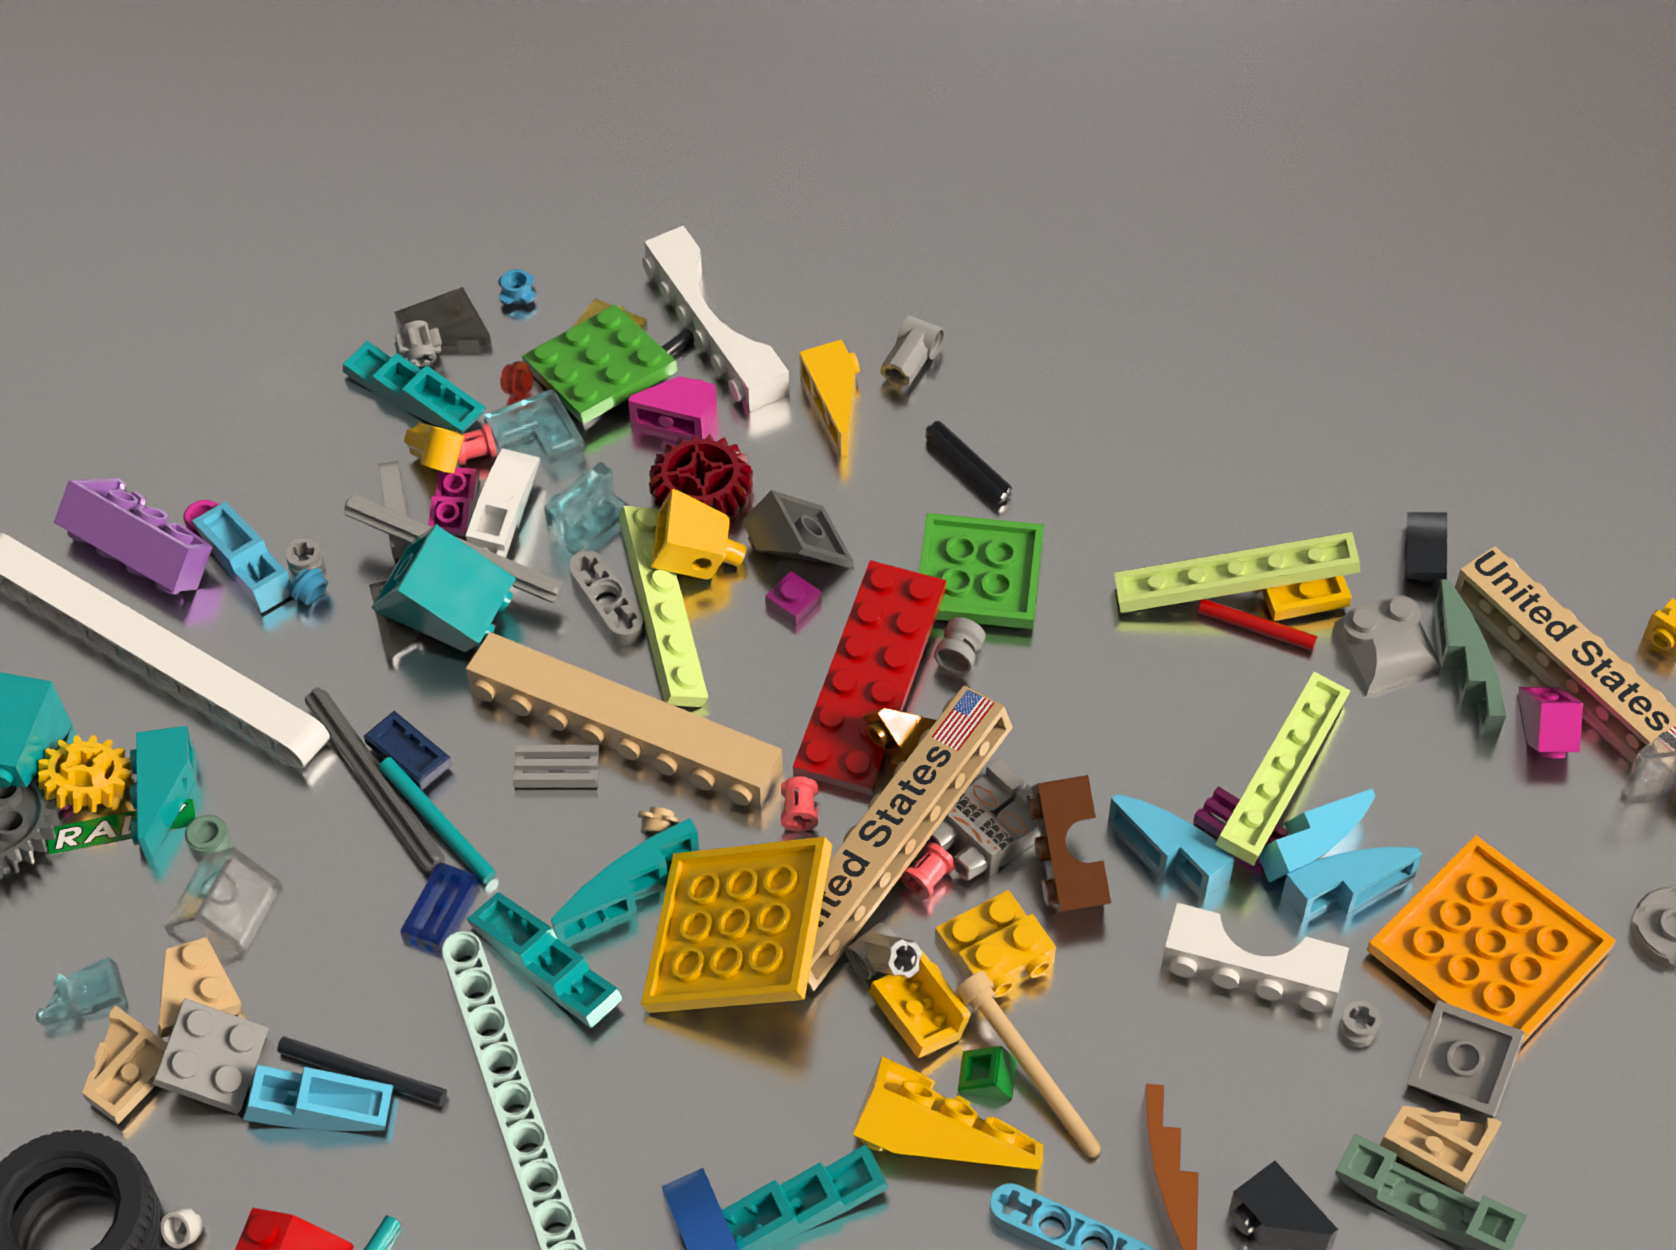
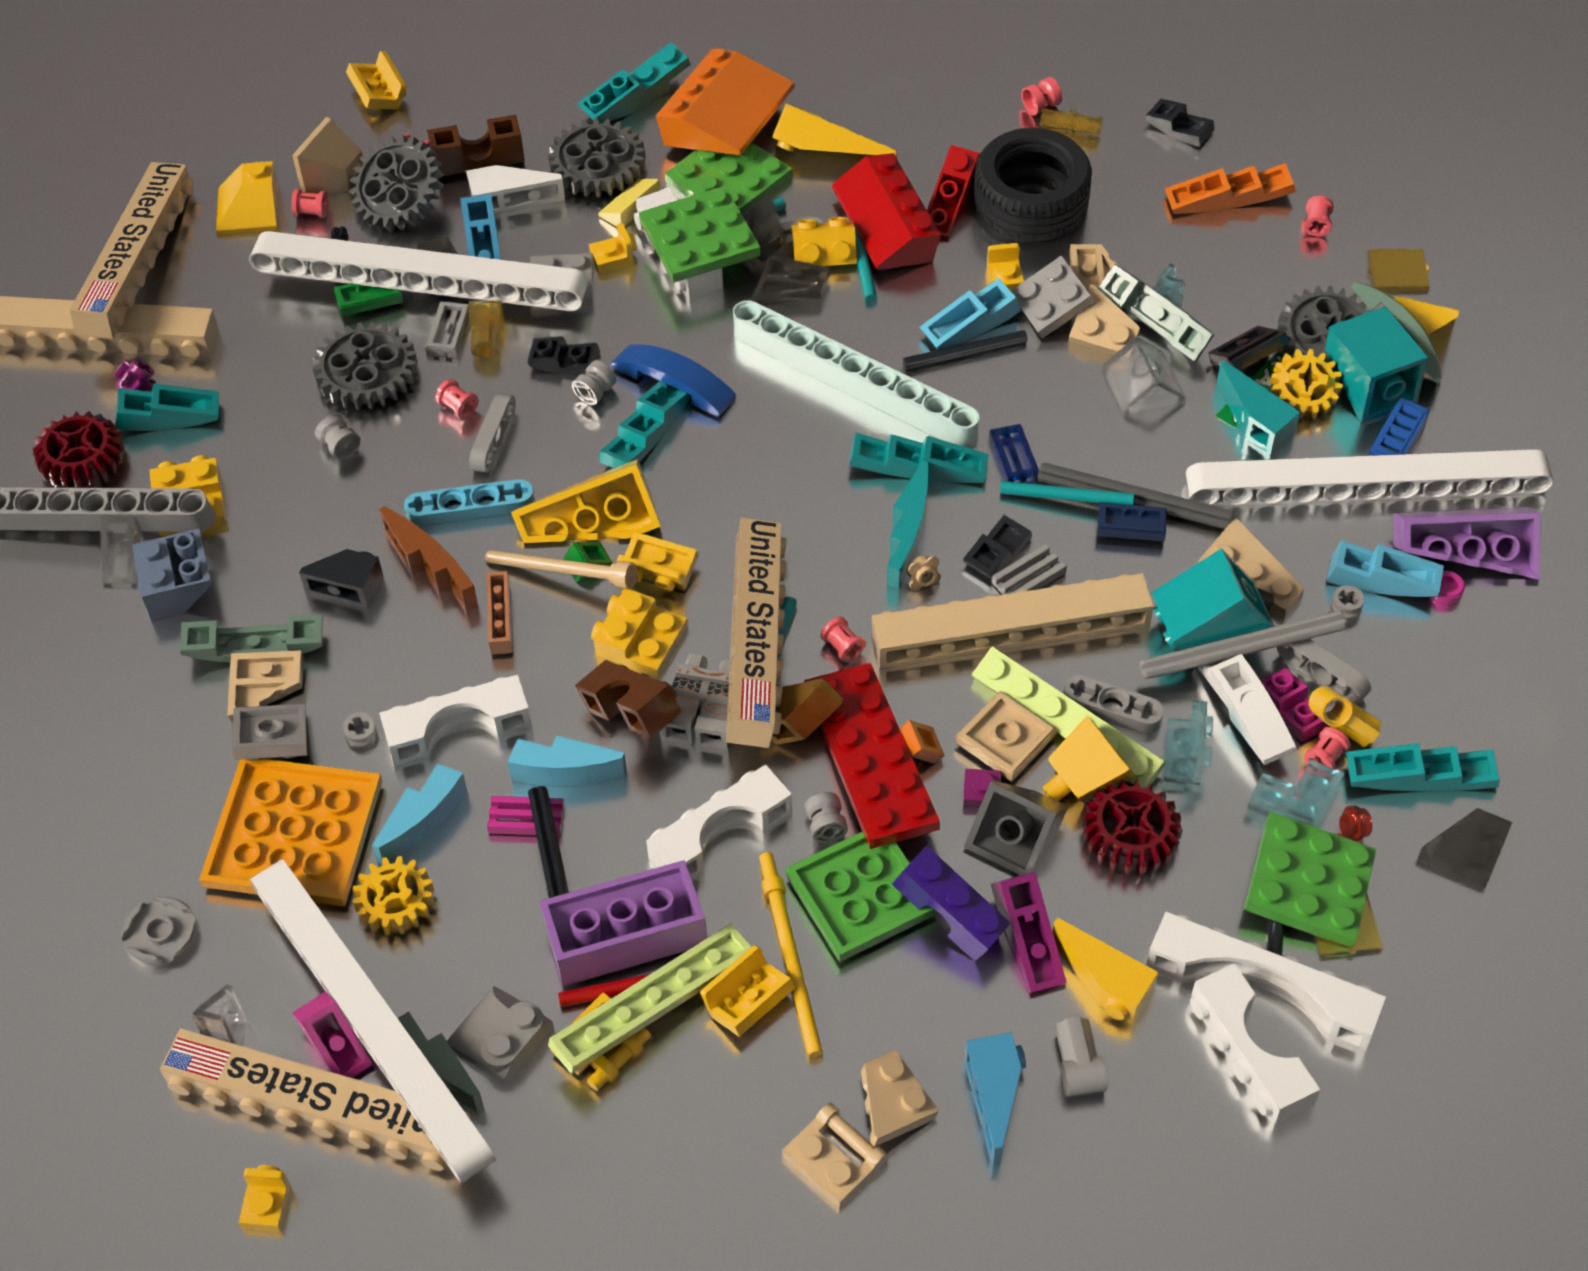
camera: 145 degrees right, 0 degrees up
(62, 665) = (1408, 416): none -> blue slope
(88, 852) = (1249, 347): none -> black plate
(123, 951) = (1156, 312): none -> slope
(176, 1222) = (977, 226): white hinge -> none
(207, 835) = (1197, 409): sand green tile -> none
(214, 1145) = (1004, 264): none -> yellow bracket
(309, 585) = (1317, 579): dark azure plate -> none
(349, 642) = (1259, 565): none -> tan wing
(418, 343) = (1457, 797): light grey gear -> none
(516, 287) = (1455, 903): dark azure plate -> none
(566, 811) = (999, 547): none -> black slope
(675, 407) = (1208, 877): dark pink slope -> none
(731, 624) = (1005, 735): none -> tan plate
(737, 926) = (806, 522): yellow plate -> none
(777, 253) = (1278, 1084): none -> white arch
(813, 659) = (922, 741): none -> orange plate
(863, 460) = (1030, 931): none -> magenta slope
(883, 952) = (708, 572): light grey piece -> none
(920, 487) = (971, 917): none -> dark purple arch
(928, 870) = (718, 646): coral bush -> none
(968, 462) = (948, 987): black axle -> none
(996, 365) = (995, 1074): none -> dark azure slope
(1054, 617) = (774, 890): none -> yellow bar
(1084, 406) = (894, 1098): none -> tan wing
(1112, 699) = (754, 801): none -> white arch
(1130, 1058) = (499, 612): none -> nougat piece
(1145, 541) = (745, 991): none -> yellow bracket
(1173, 399) = (825, 1164): none -> tan plate
(1220, 642) = (624, 922): none -> medium lavender slope
(1243, 761) = (548, 841): none -> black axle
(1282, 769) = (515, 860): yellowish green plate -> none
(1313, 834) = (462, 827): medium azure slope -> none
(1421, 813) = (393, 895): none -> yellow gear
(1426, 546) = (515, 1141): black slope -> none
(1516, 698) = (374, 1022): none -> white beam

